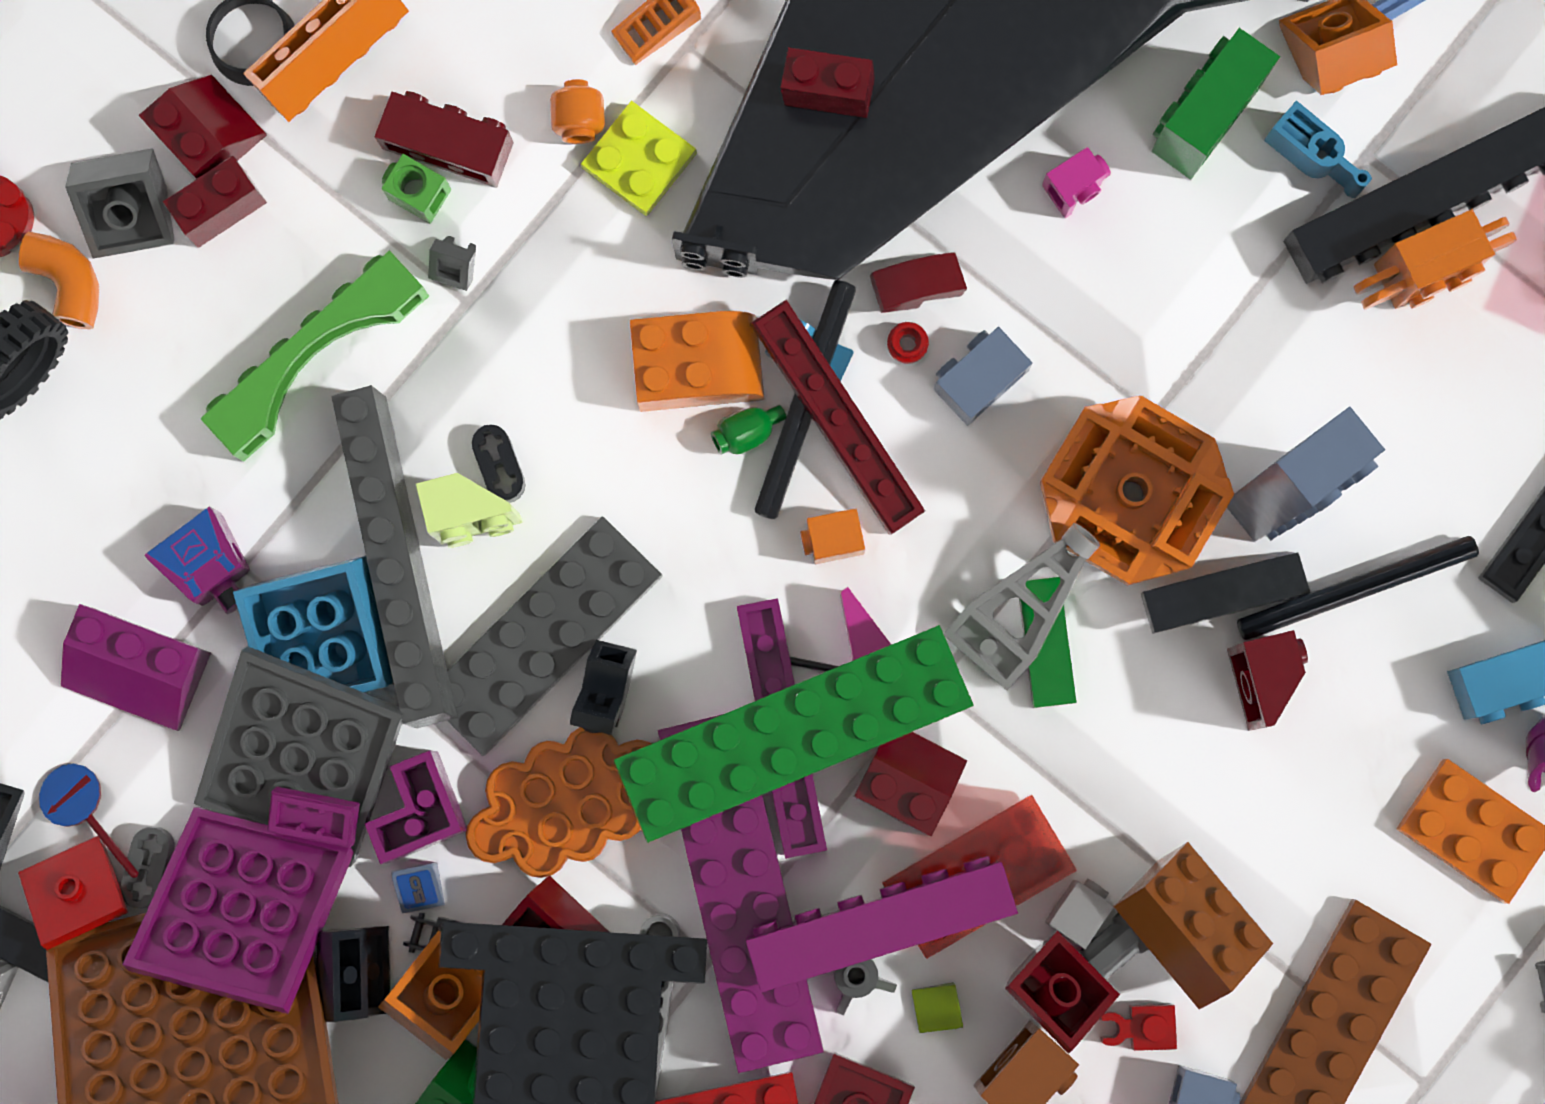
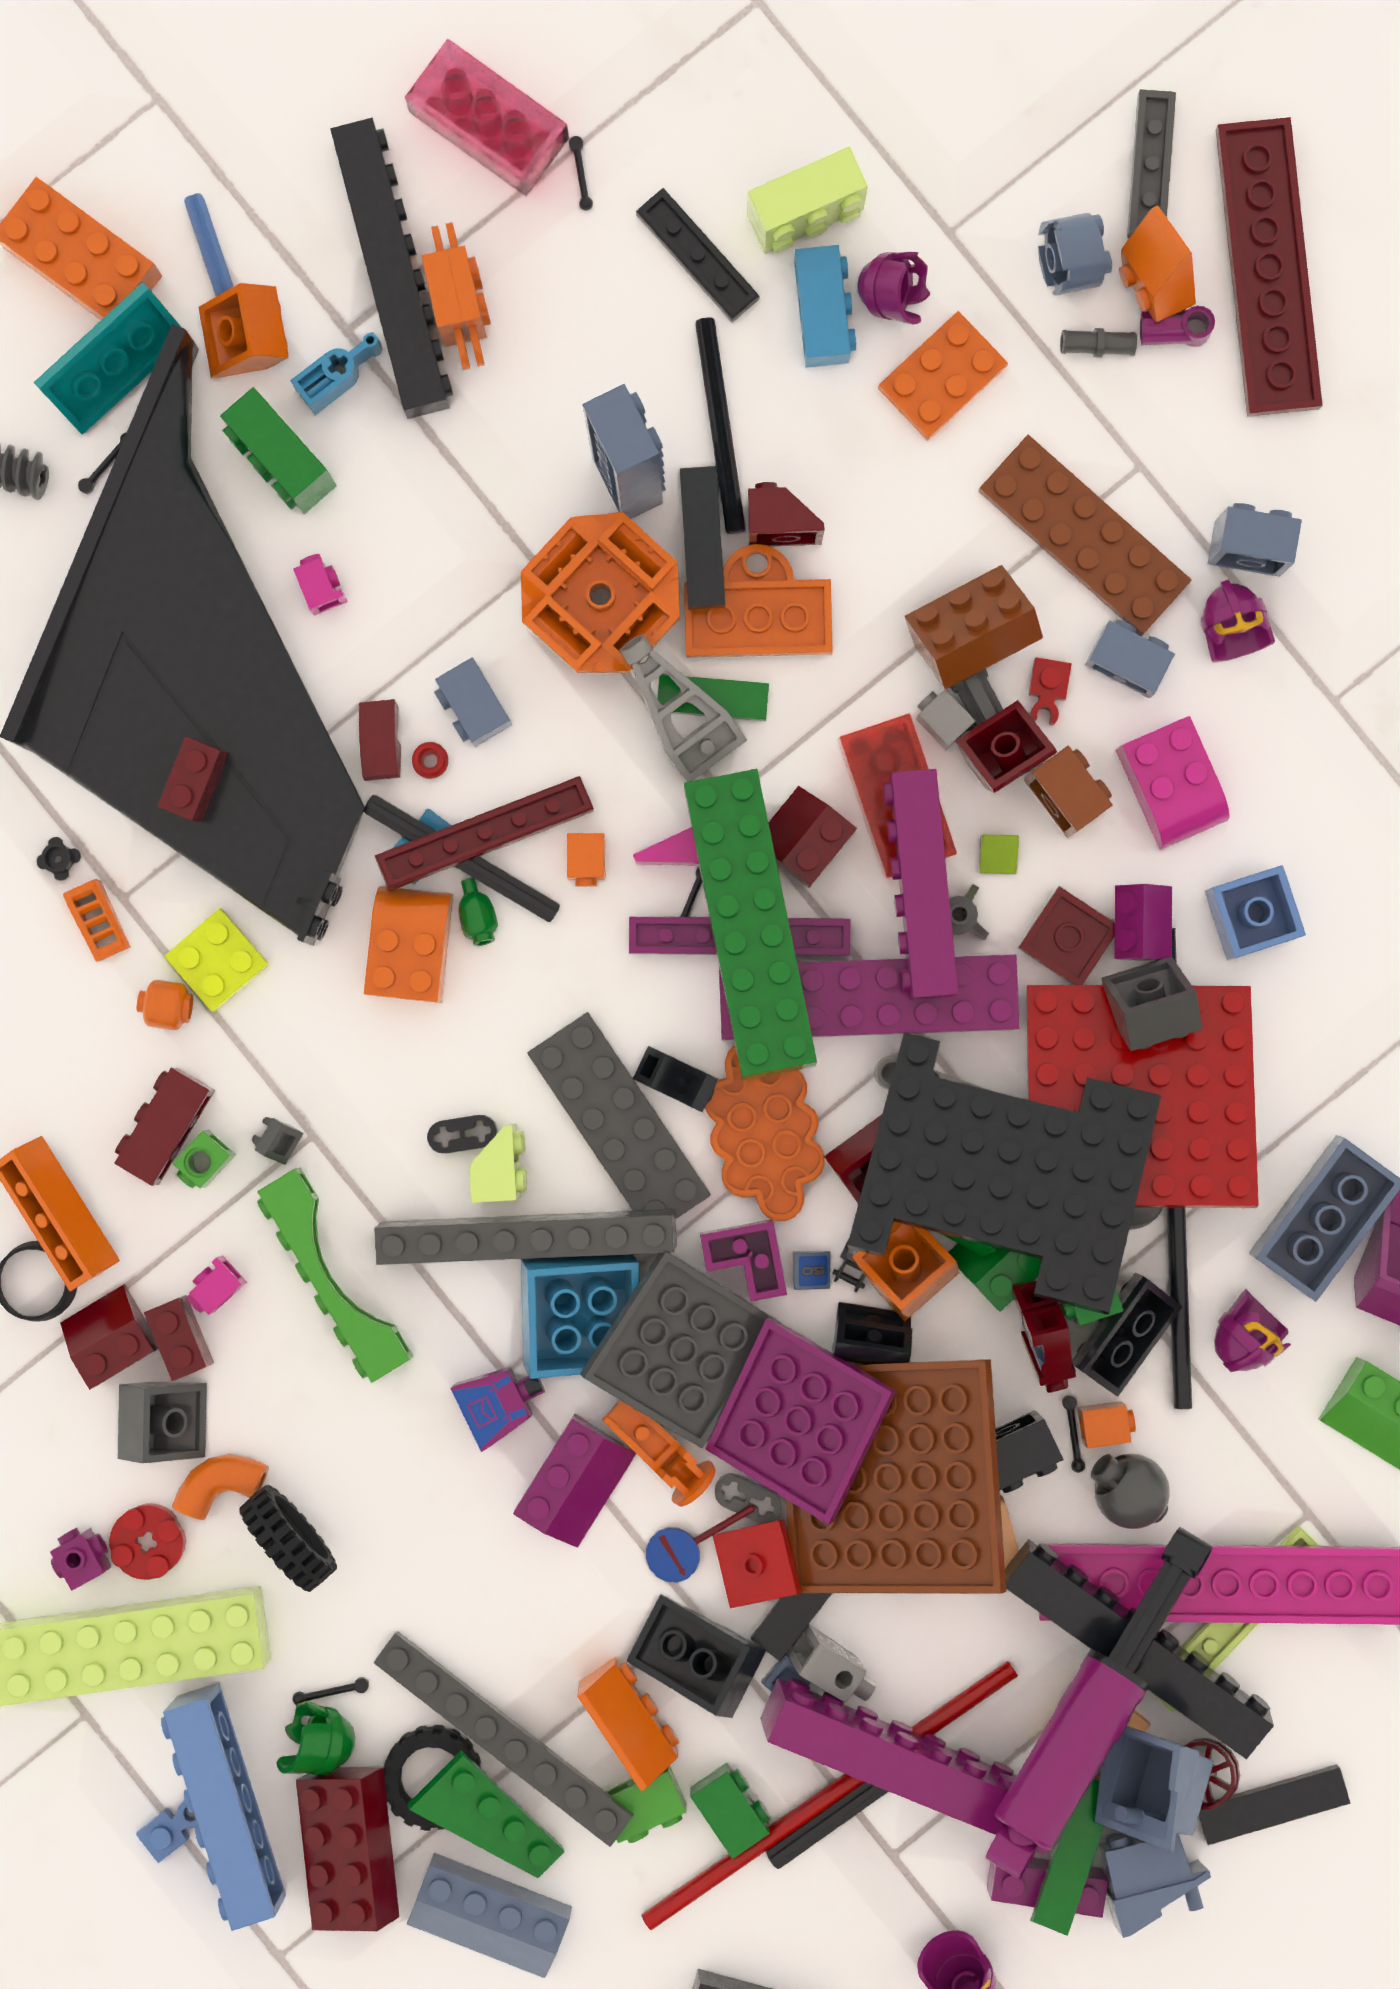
camera: 80 degrees left, 5 degrees up
(178, 761) = (661, 1453): none -> orange piece
(280, 229) = (215, 1286): none -> dark pink brick
(313, 817) = (735, 1345): magenta plate -> none
(1156, 678) = (762, 612): none -> orange plate

